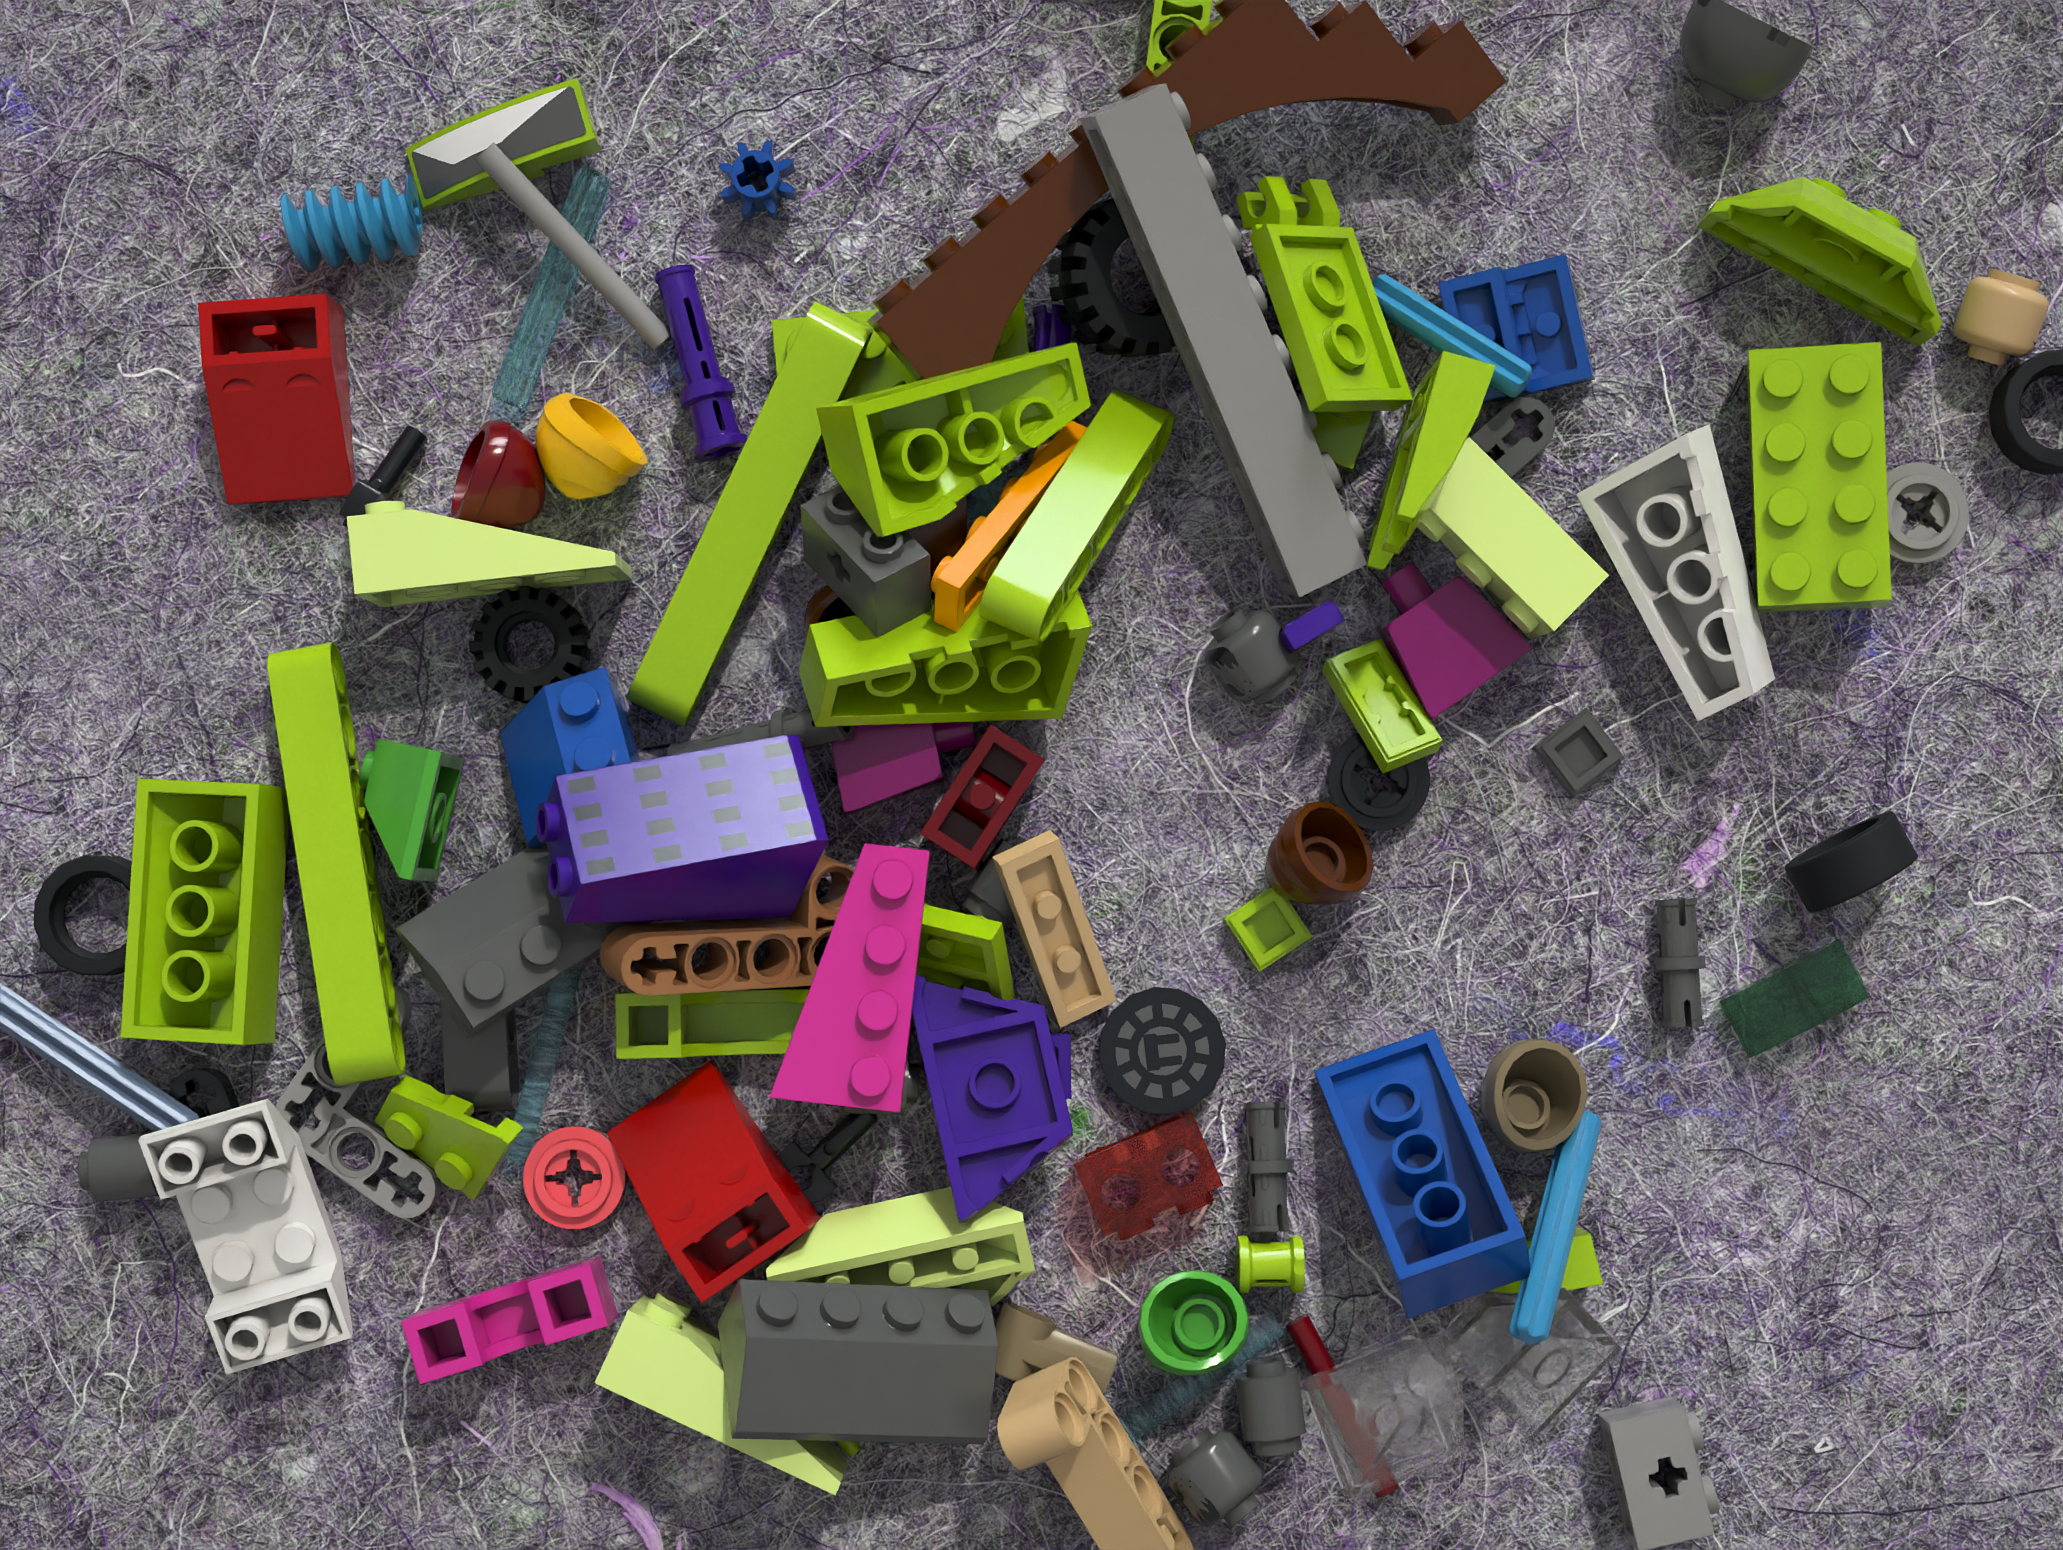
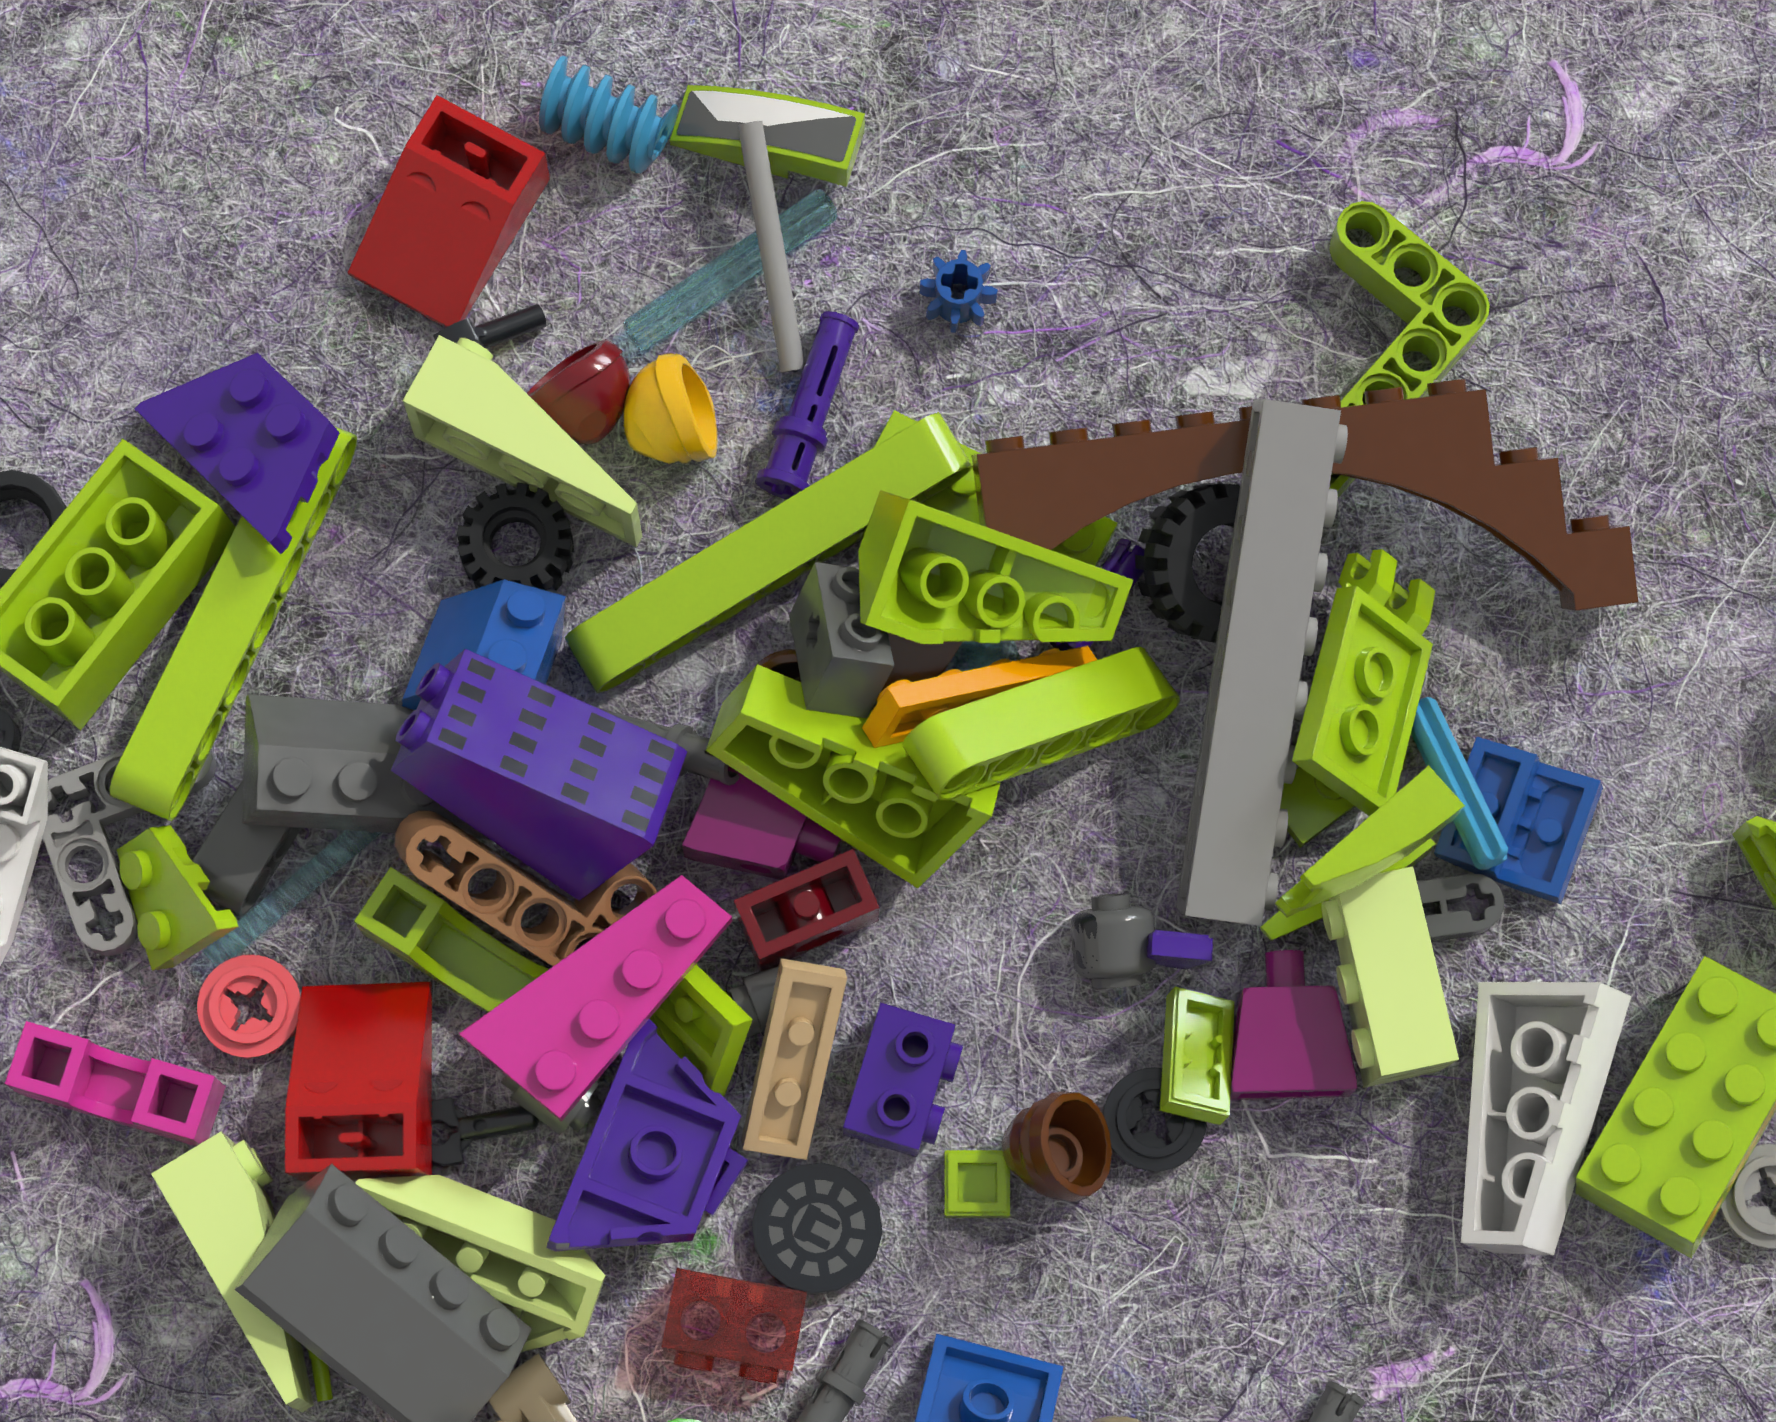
camera: 30 degrees right, 10 degrees down
(244, 709) = (247, 439): none -> dark purple wing
(411, 804) = (331, 606): bright green slope -> none
(1152, 885) = (900, 1081): none -> dark purple brick
(1578, 752) = (1343, 1210): dark grey tile -> none

